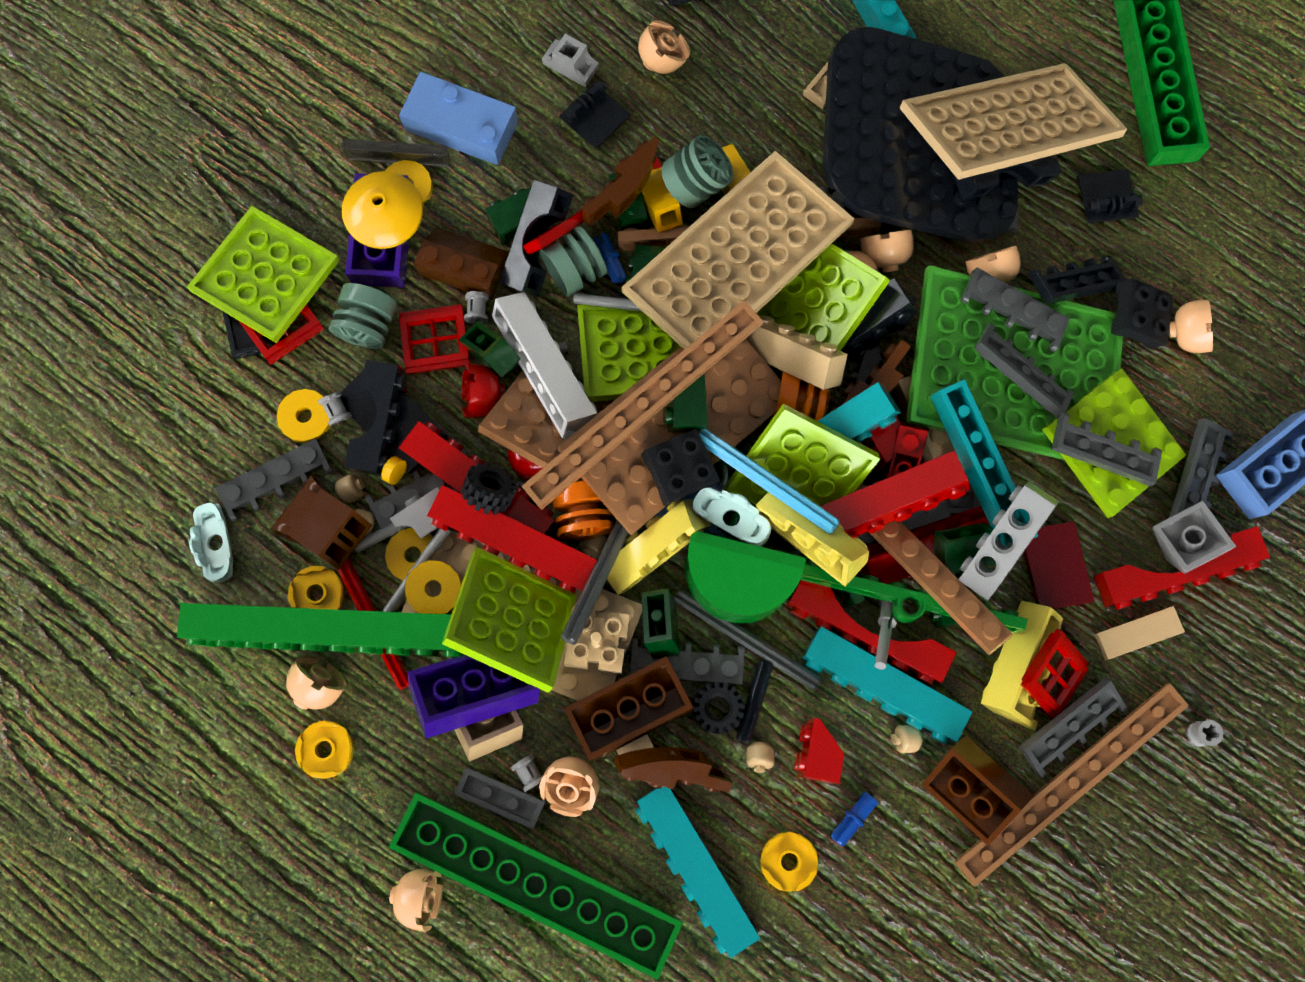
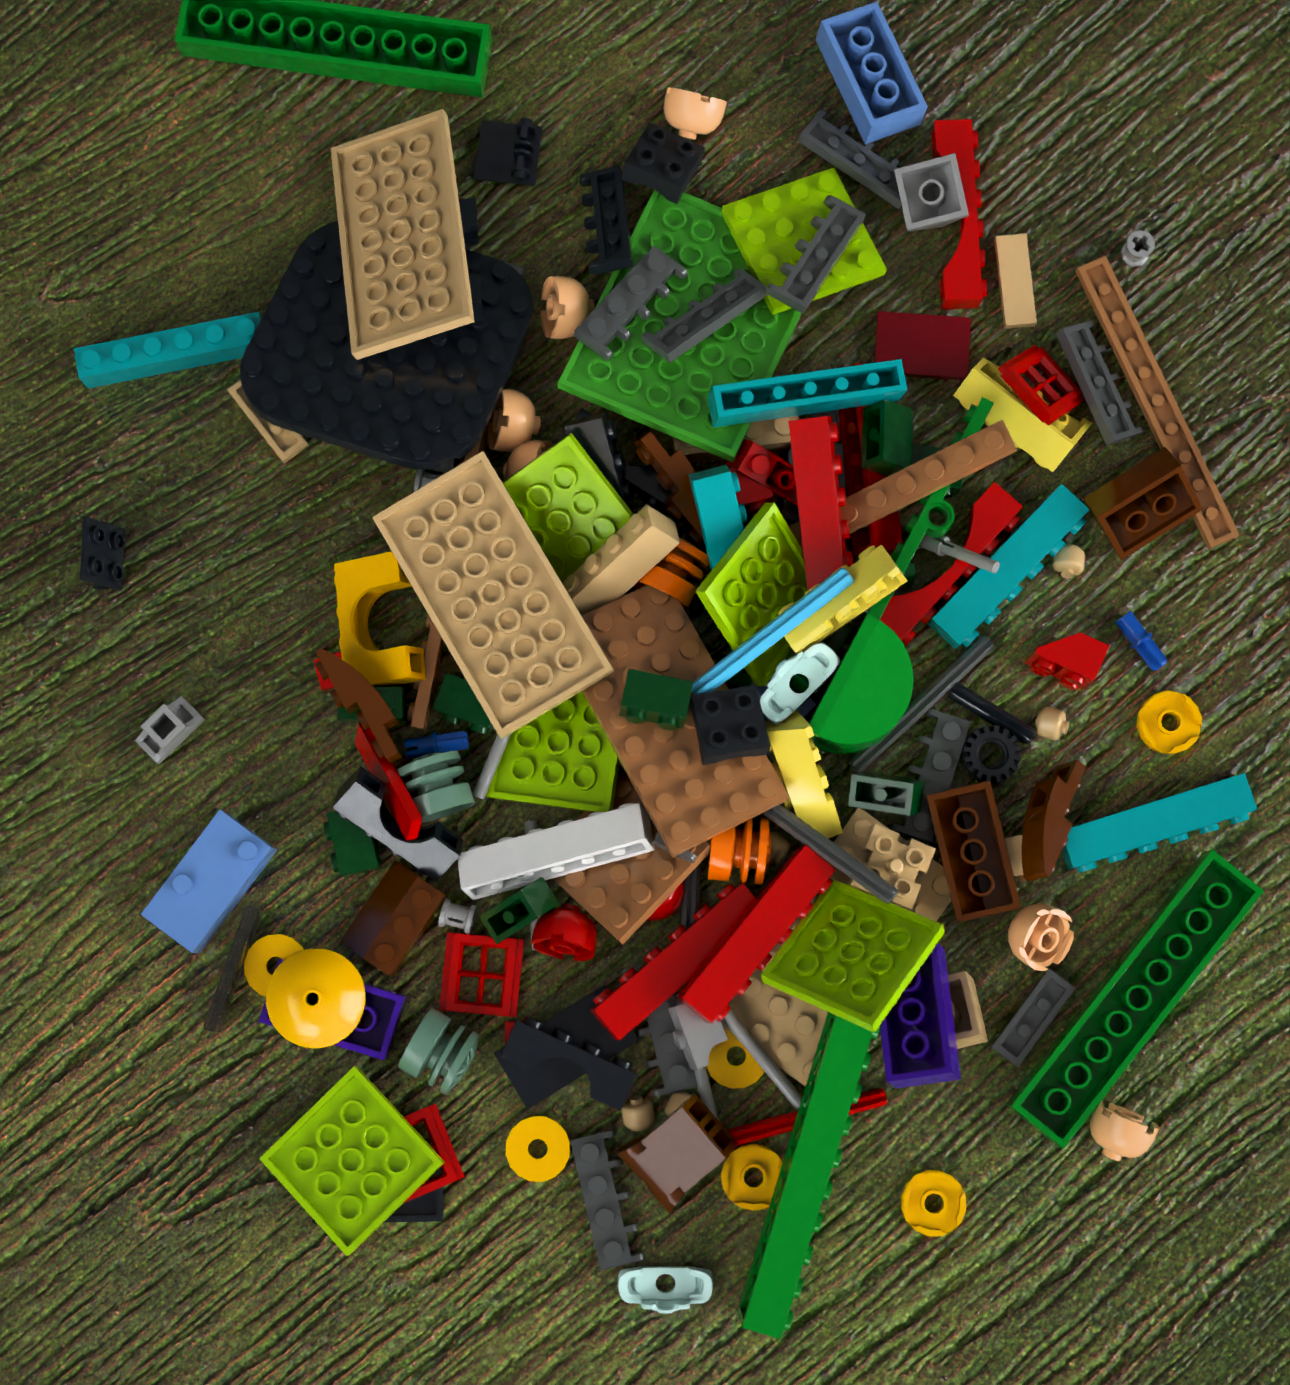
camera: 70 degrees left, 5 degrees up
(313, 684) = (861, 1197): light nougat cylinder -> none
(334, 408) = (543, 1108): light grey bush -> none
(393, 470) = (635, 1055): yellow tile -> none
(419, 578) = (804, 1044): yellow tile -> none
(485, 476) = (707, 955): black tyre -> none
(528, 772) = (1013, 979): light grey bush -> none
(595, 115) = (245, 717): black hinge -> none
(642, 404) = (656, 747): medium nougat plate -> none
(661, 48) = (187, 613): light nougat cylinder -> none
(697, 171) = (372, 614): sand green wheel -> none
(986, 580) = (934, 427): light grey brick -> none

